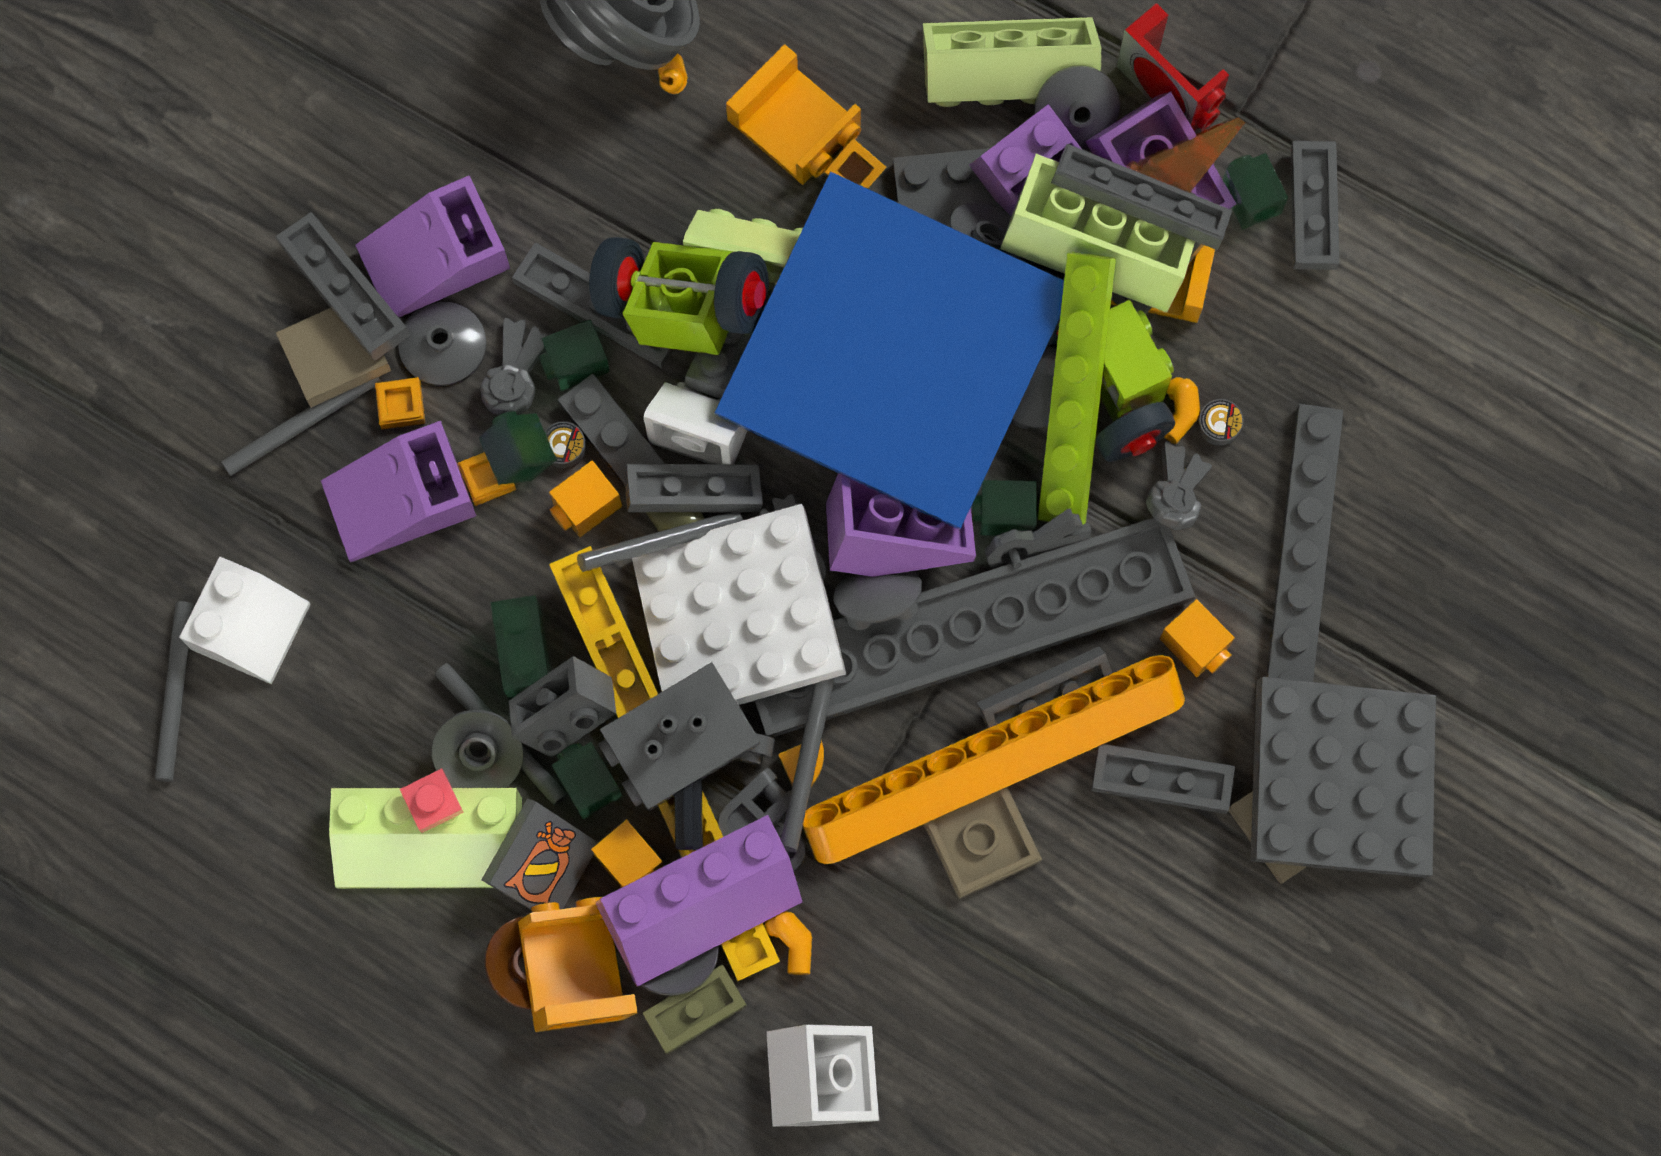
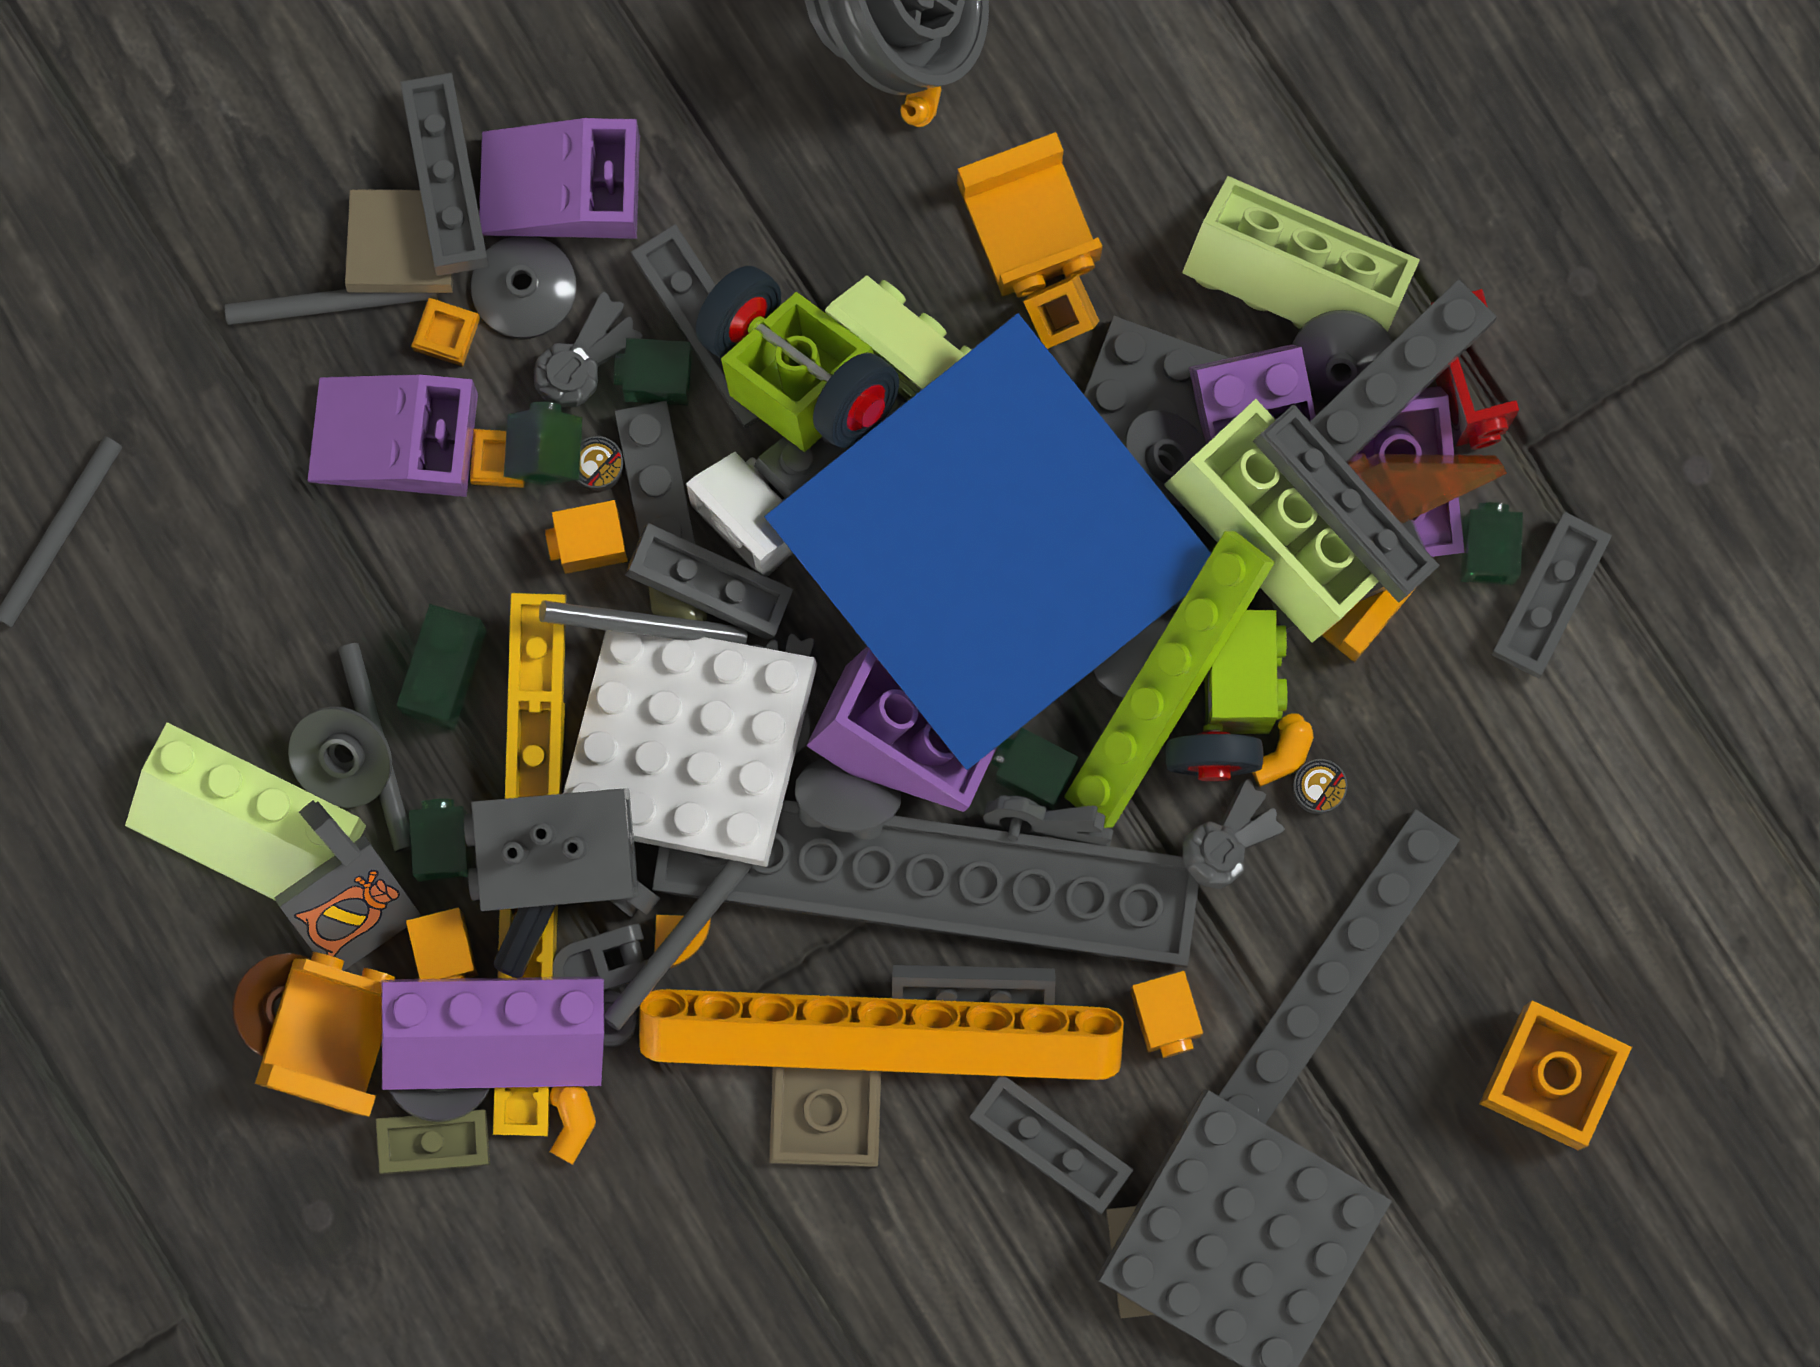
camera: 25 degrees right, 5 degrees up
(244, 620) = (166, 493): white slope -> none
(431, 800) = (262, 789): coral plate -> none
(501, 807) = (330, 833): none -> dark grey tile
(562, 707) = (449, 754): dark grey brick -> none
(822, 1075) = (530, 1278): white slope -> none
(1132, 83) = (1403, 370): none -> dark grey plate
(1506, 543) = (1555, 1075): none -> light orange brick

